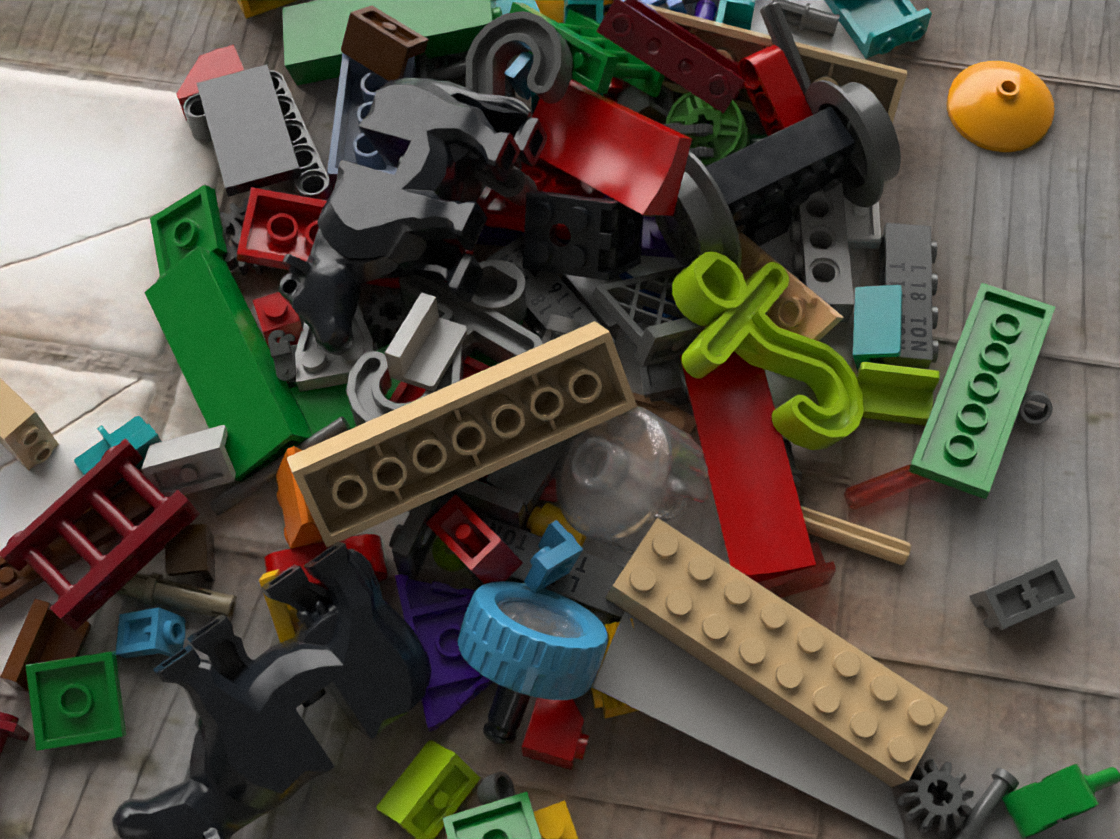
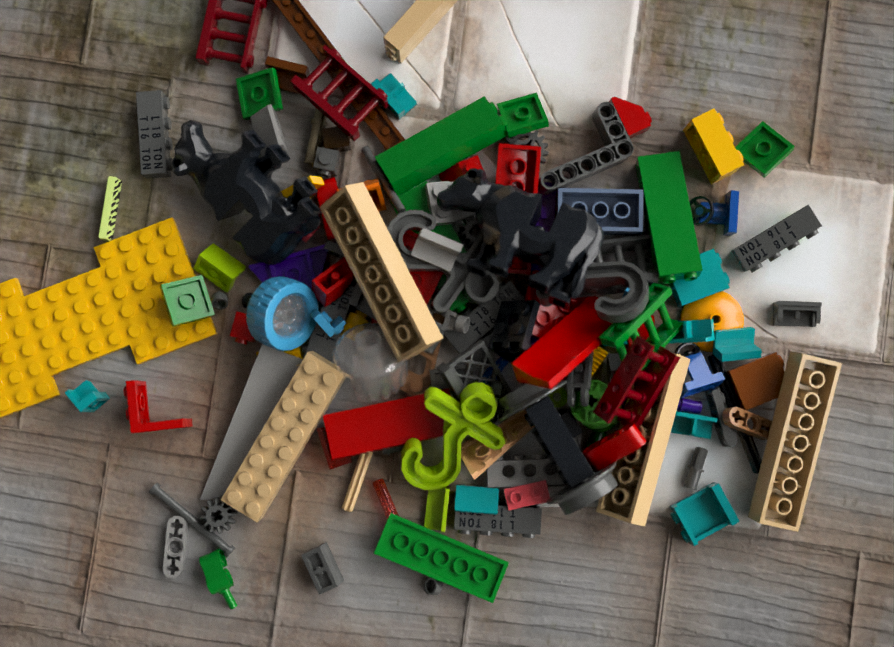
camera: 90 degrees right, 20 degrees up
(137, 687) = (268, 128): none -> light grey slope
(150, 633) = (295, 125): dark azure bracket -> none
(190, 462) = (381, 132): light grey panel -> none
(233, 570) = (326, 162): none -> dark grey brick
(248, 130) = (585, 140): tile -> none
(283, 355) = (441, 175): dark grey piece -> none
(381, 42) = (645, 212): reddish brown panel -> none
(782, 37) = (643, 452): dark grey axle -> none
(865, 244) = (527, 495): none -> coral hinge
(996, 117) = (629, 573): light orange dish -> none

